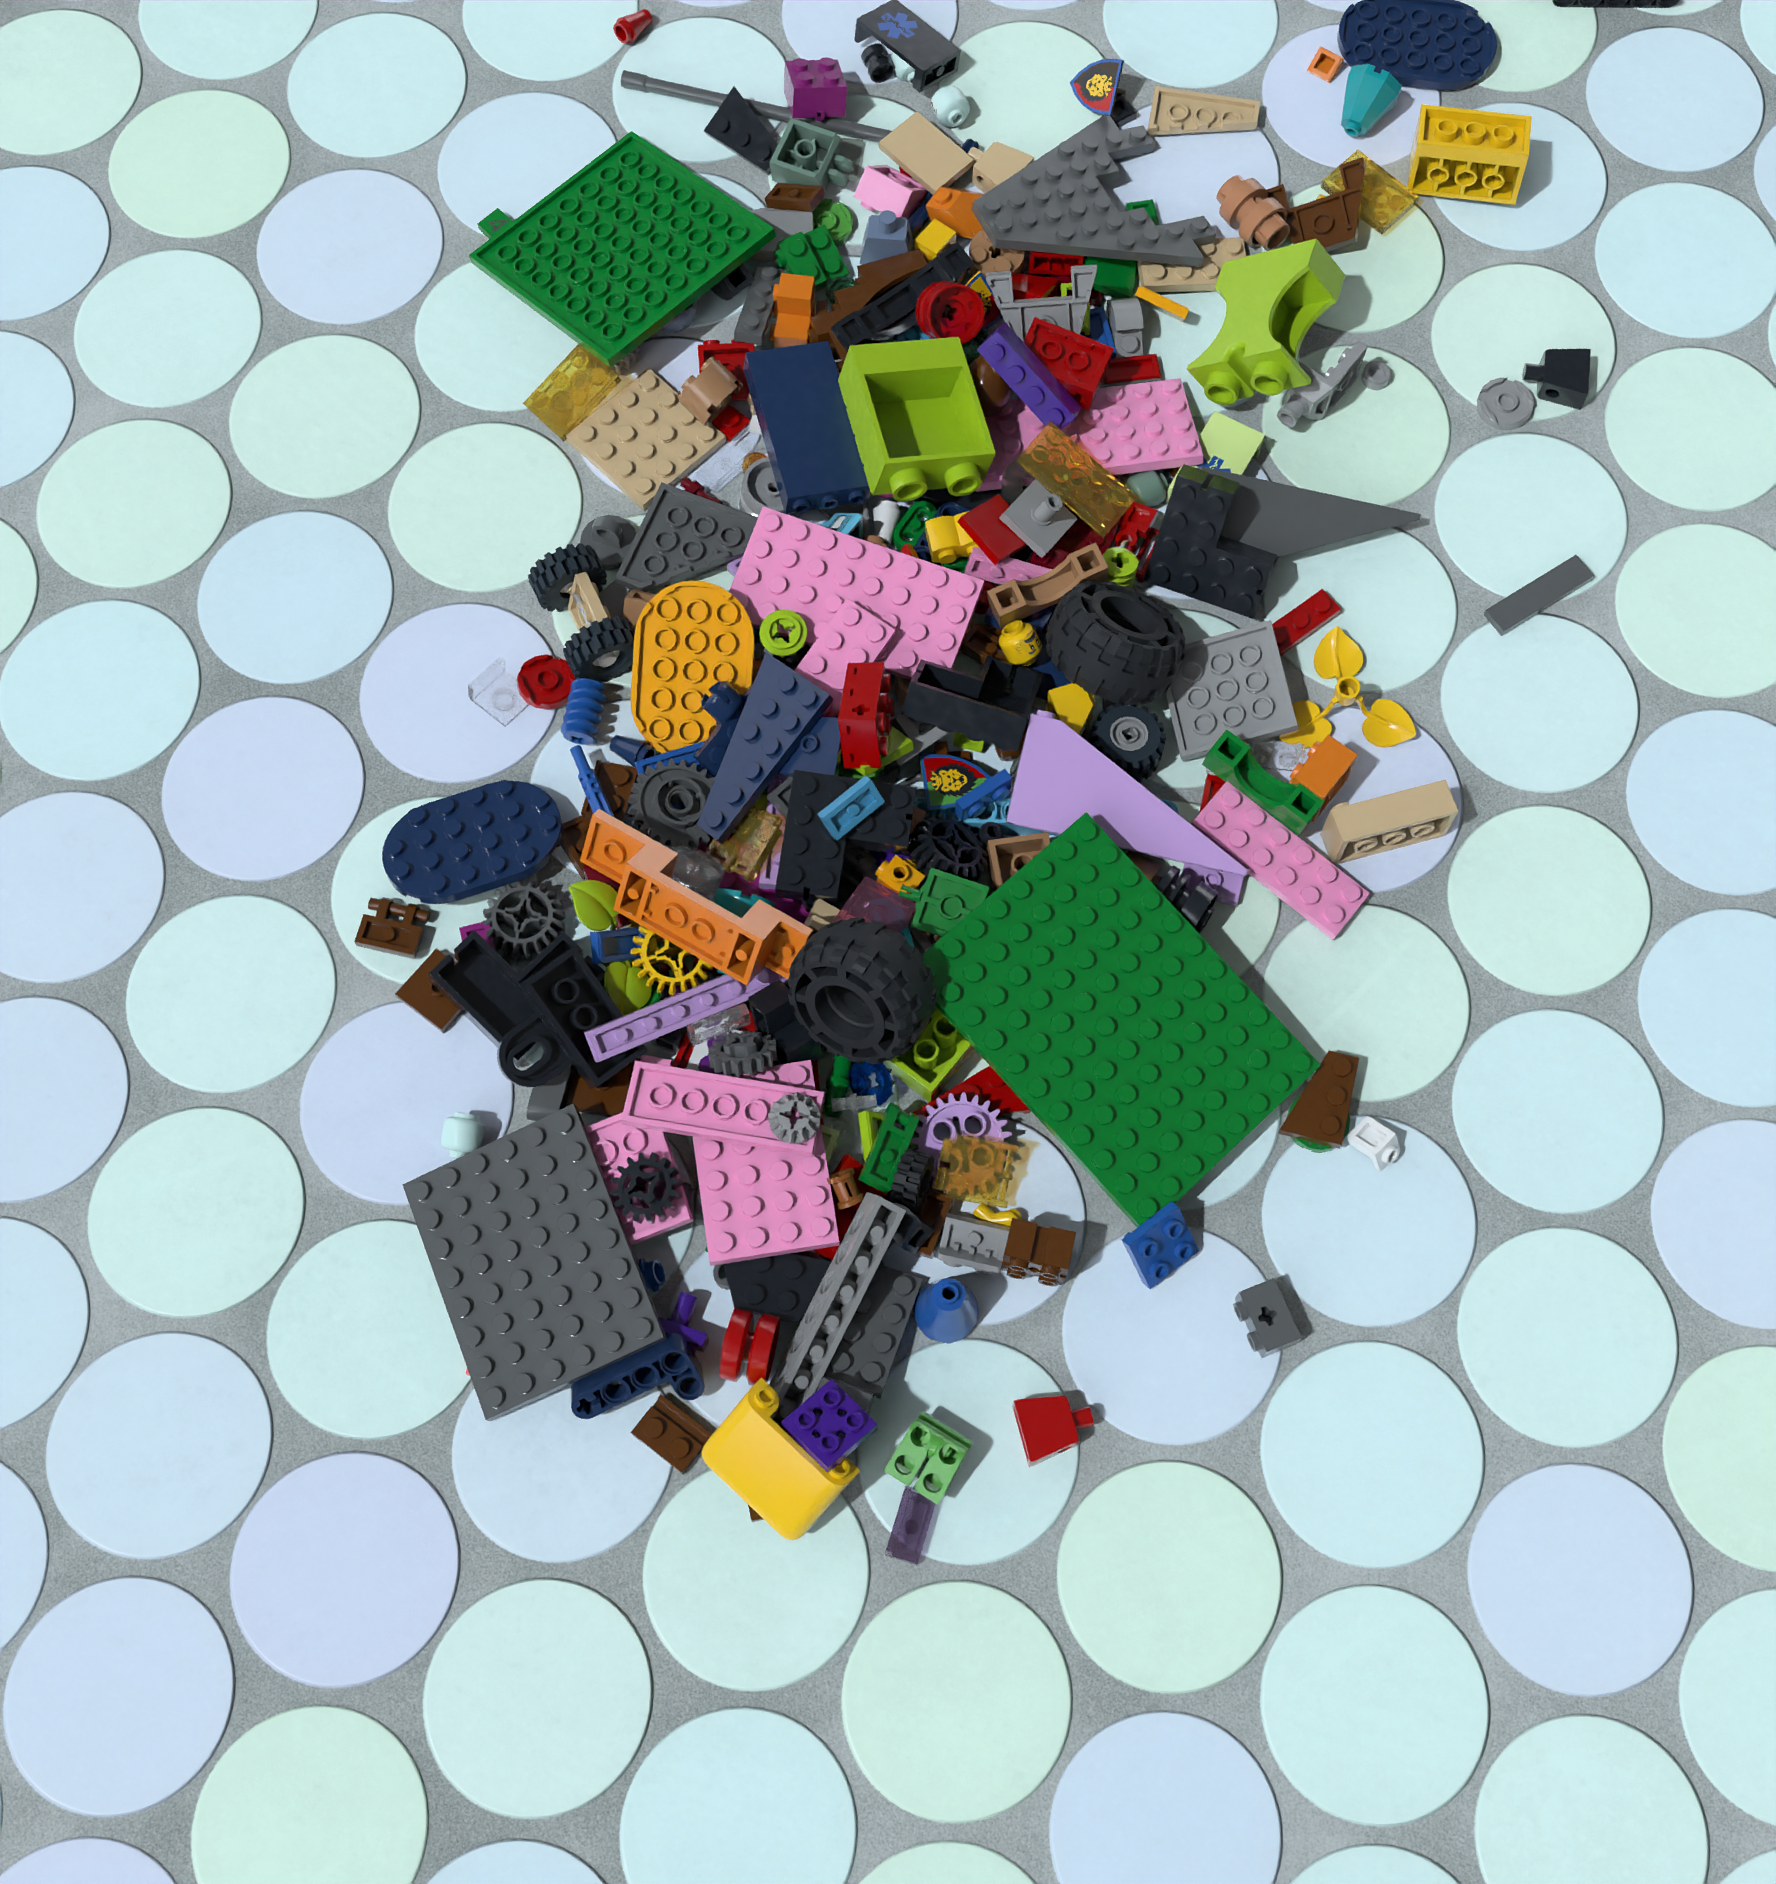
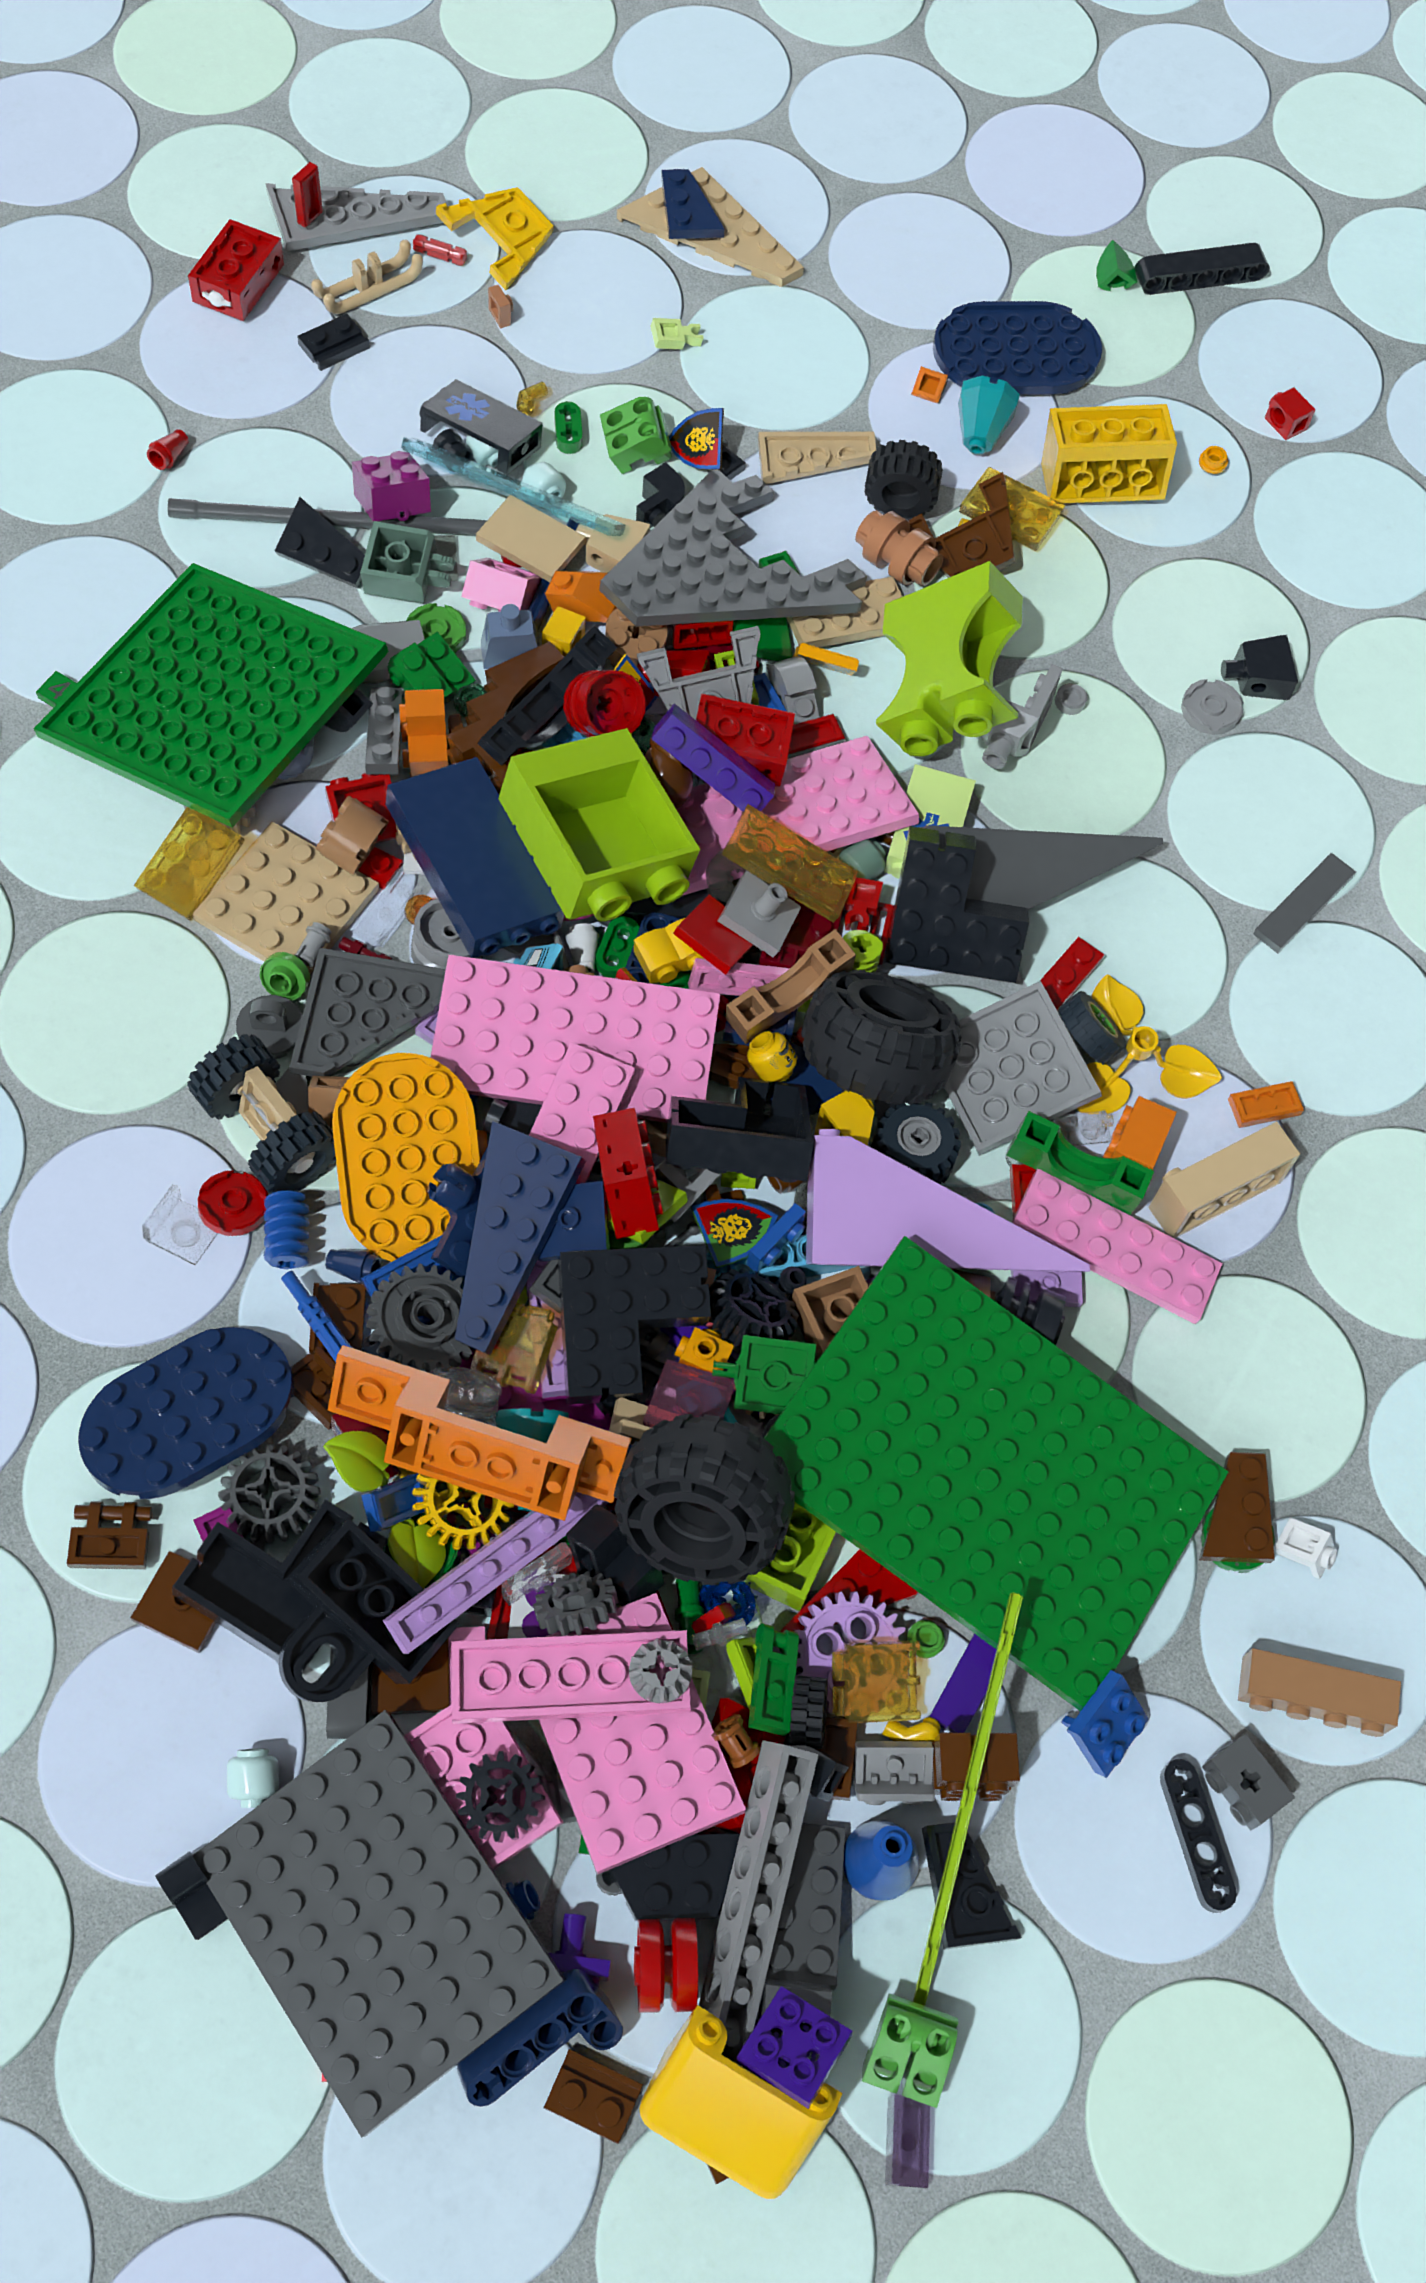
camera: 20 degrees left, 5 degrees down
(395, 1210) = (189, 1893): none -> black panel
(629, 501) = (284, 975): none -> bright green plate
(662, 473) = (316, 938): none -> light grey pin
(789, 621) = (508, 1080): lime gear -> none
(795, 197) = (395, 607): reddish brown plate -> none
(851, 808) = (639, 1284): dark azure plate -> none
(860, 1087) = (720, 1613): none -> red tile
(920, 105) = (513, 486): none -> clear light blue tile
(956, 23) = (527, 397): none -> clear yellow arm
(990, 57) = (571, 427): none -> green beam
(1006, 1350) = (975, 1907): none -> black wing
(1022, 1271) = (967, 1799): none -> lime piece
(1030, 1147) = (930, 1638): none -> bright green plate
(1043, 70) = (636, 432): none -> bright green hips
(1049, 1426) = (1037, 1975): red torso -> none
(1053, 1191) = (965, 1687): none -> dark purple tile
(1054, 127) = (661, 491): none -> black brick
(1214, 1350) = (1204, 1833): none -> black beam
(1272, 150) = (903, 479): none -> black tyre
(1308, 669) = (1092, 1027): none -> black wheel
(1349, 1260) = (1319, 1692): none -> medium nougat brick
(1449, 765) = (1265, 1104): none -> orange plate
(1573, 174) = (1213, 460): none -> light orange plate
(1658, 141) = (1289, 413): none -> red brick

